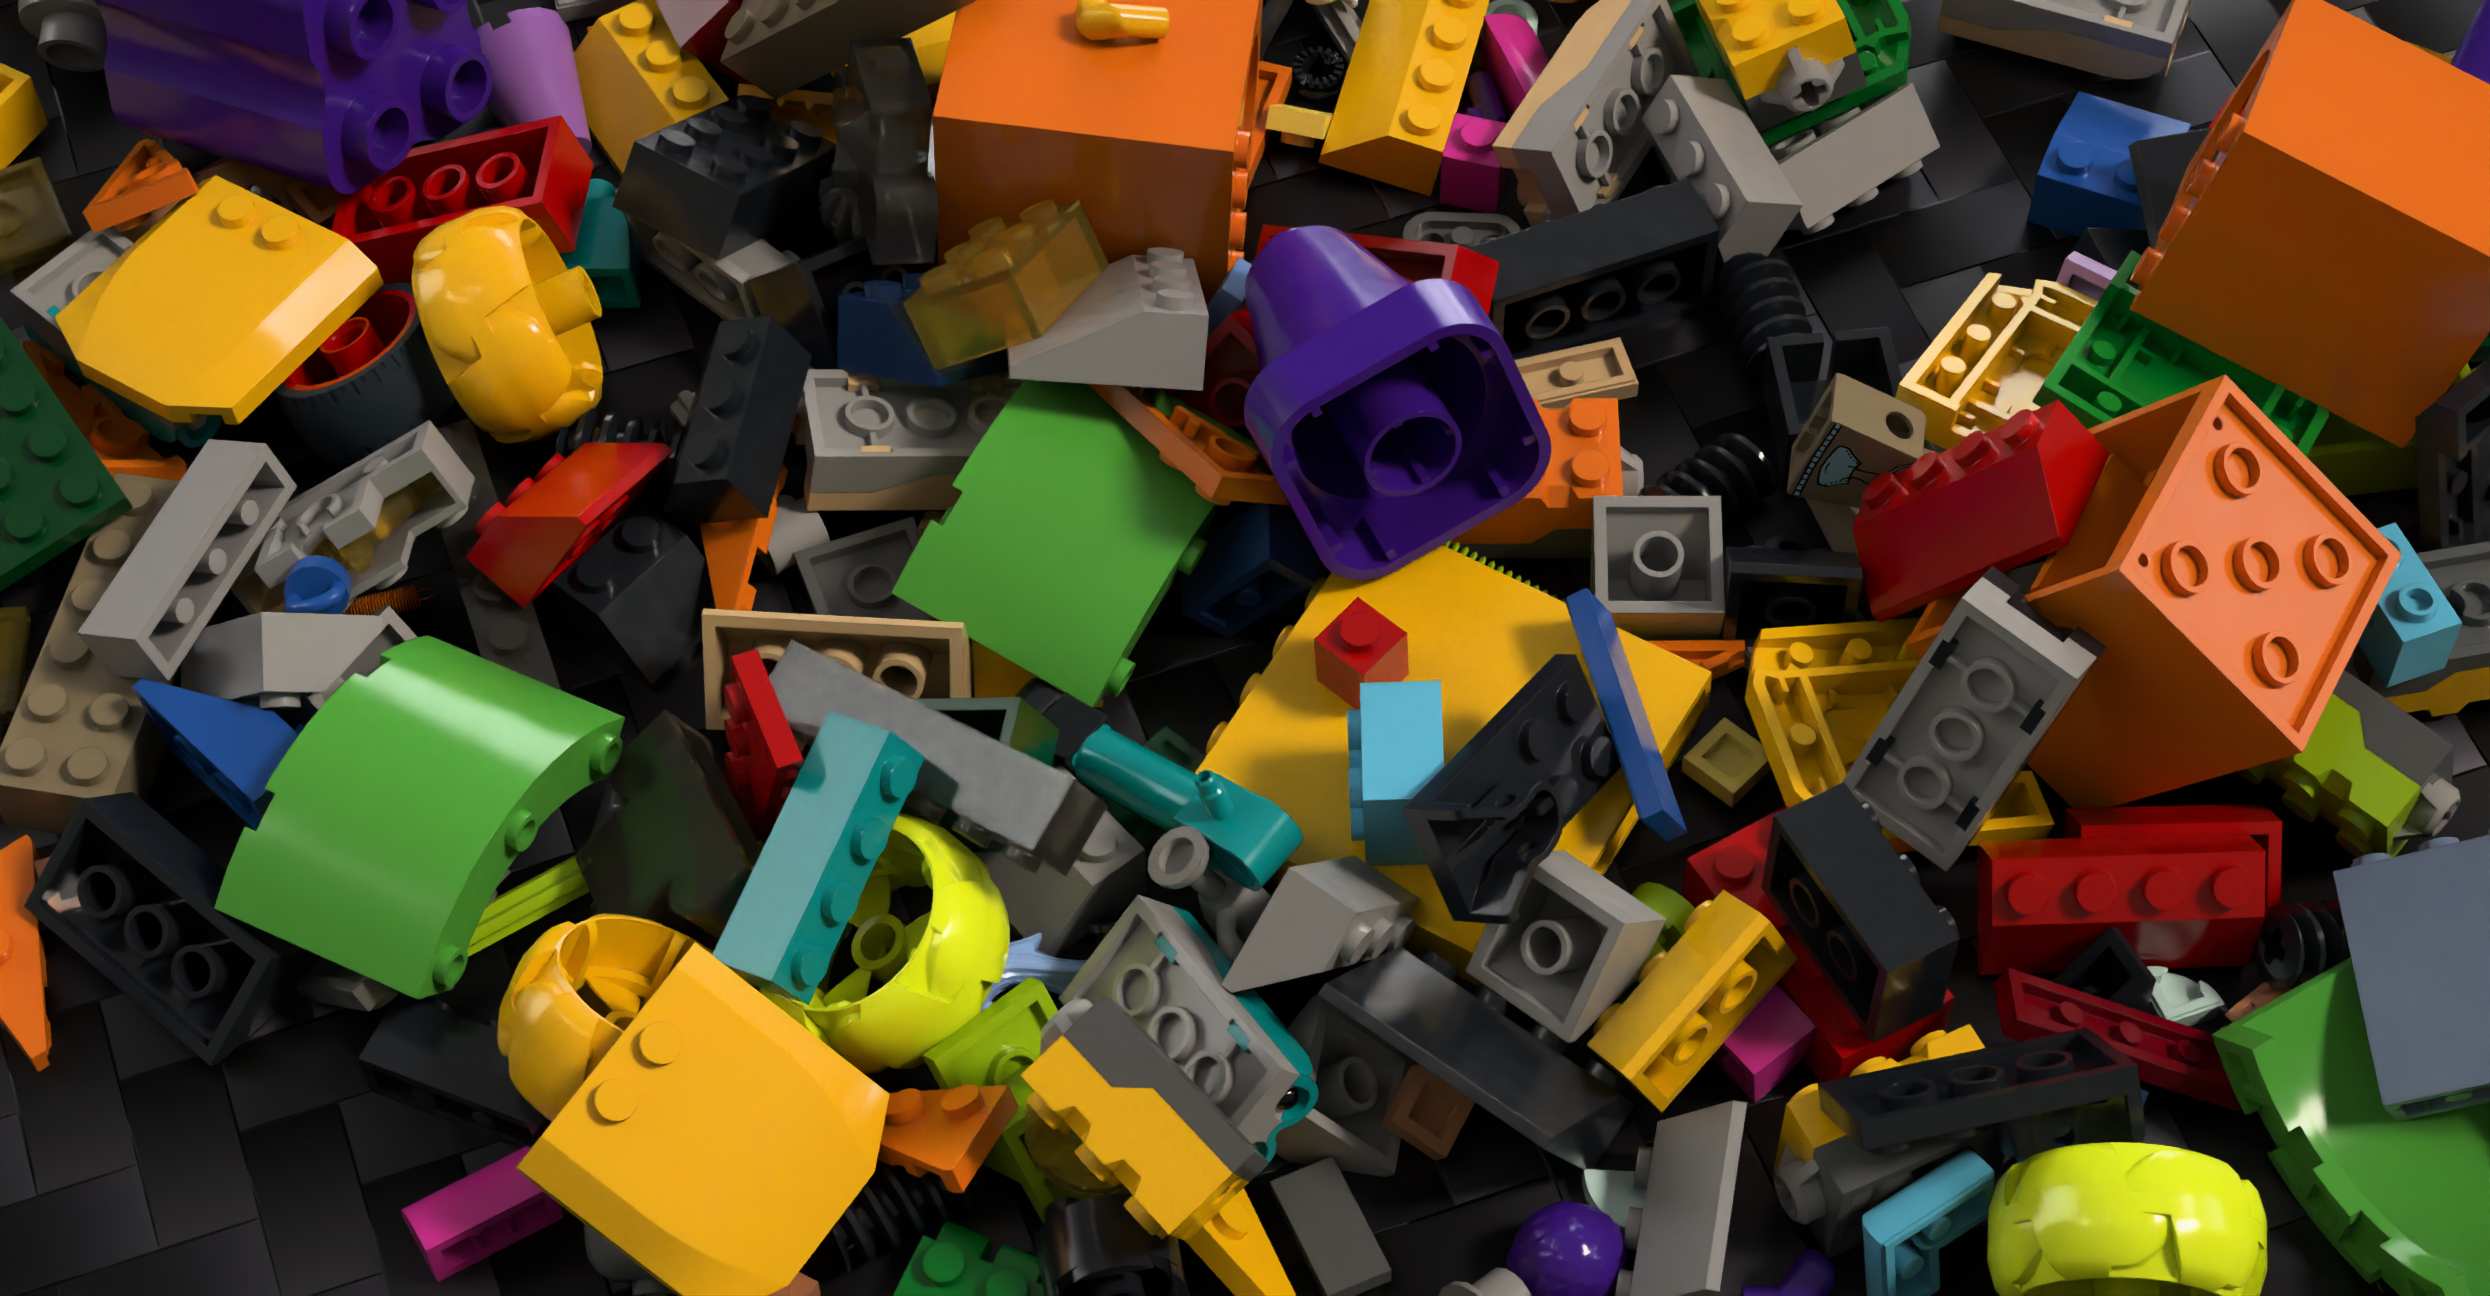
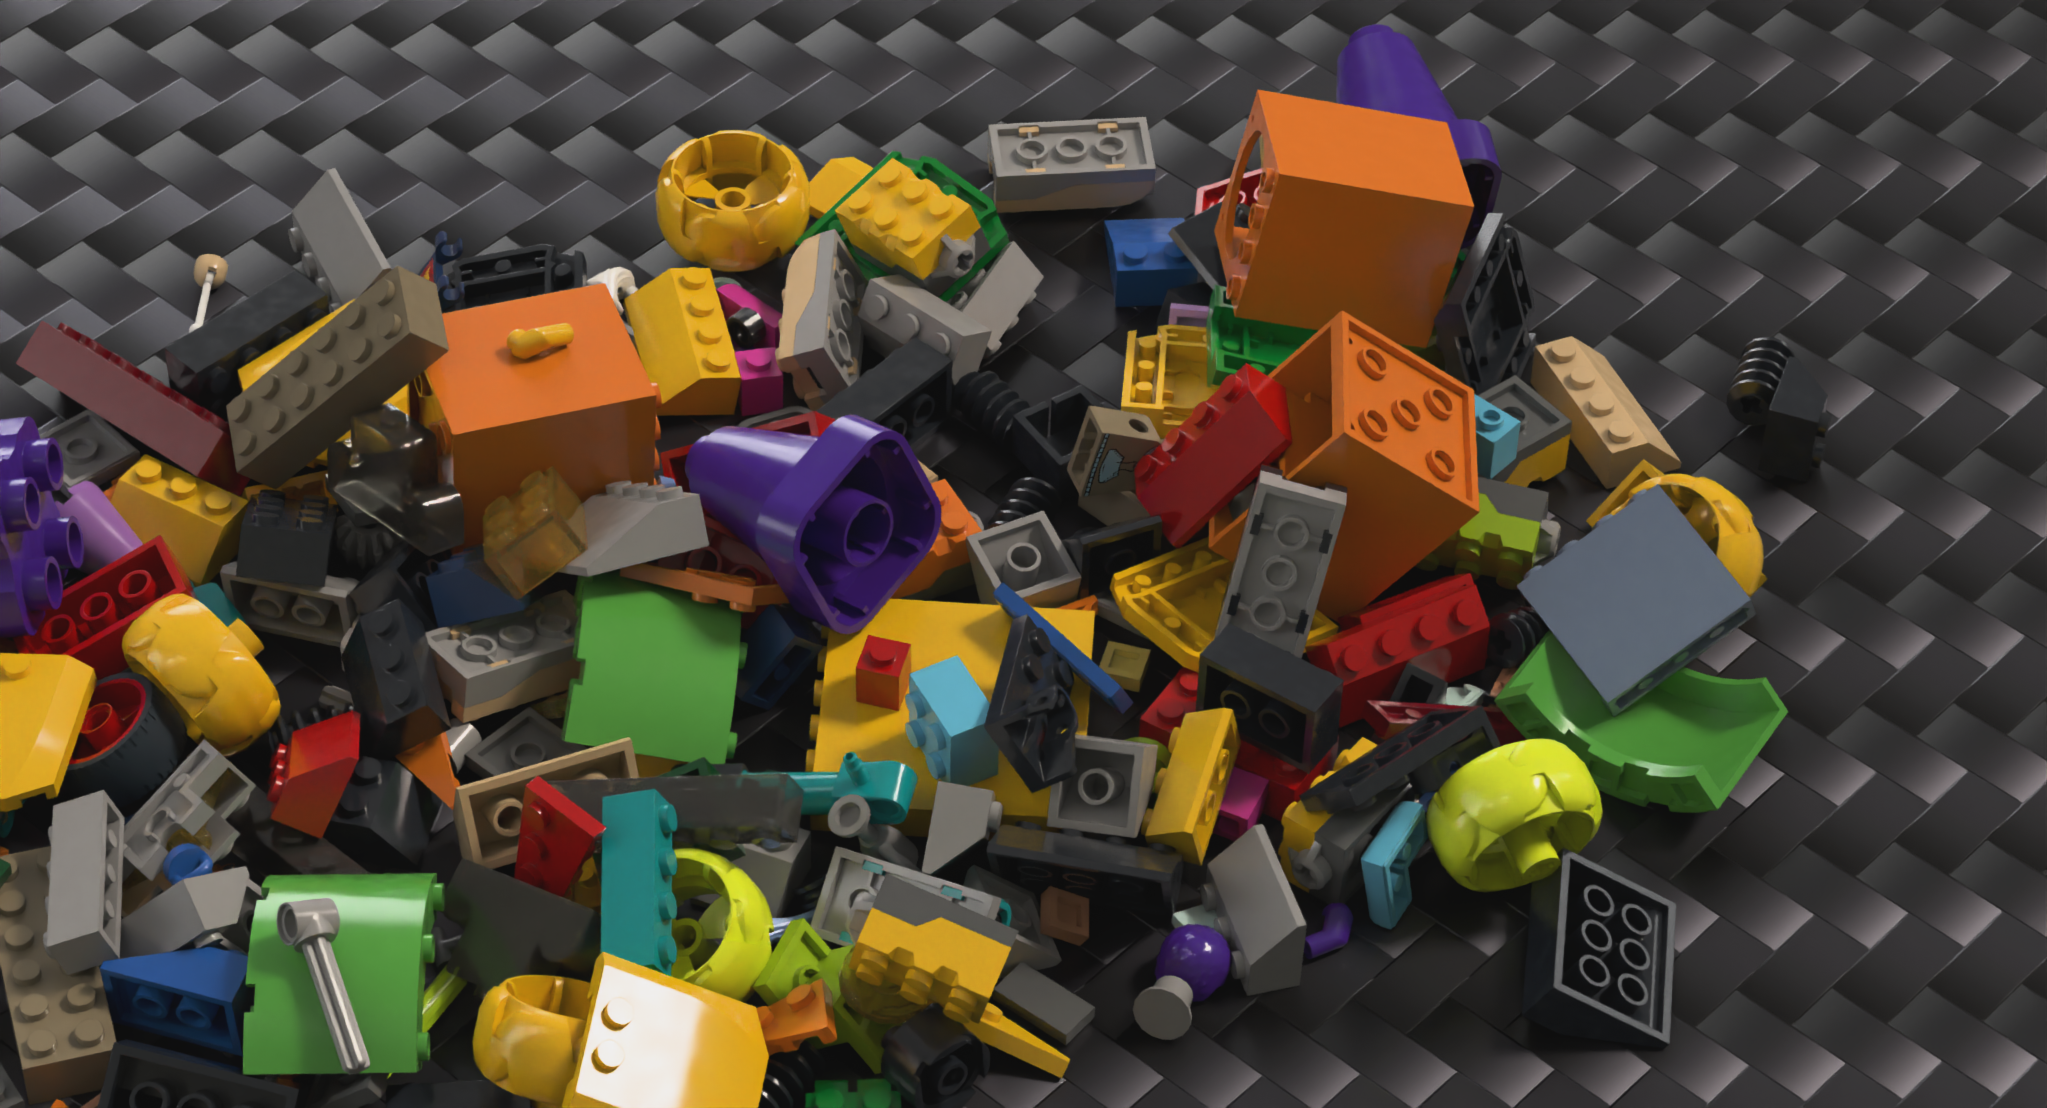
camera: 30 degrees left, 10 degrees down
(364, 748) = (311, 930): none -> light grey axle
(1497, 83) = (746, 327): none -> black axle

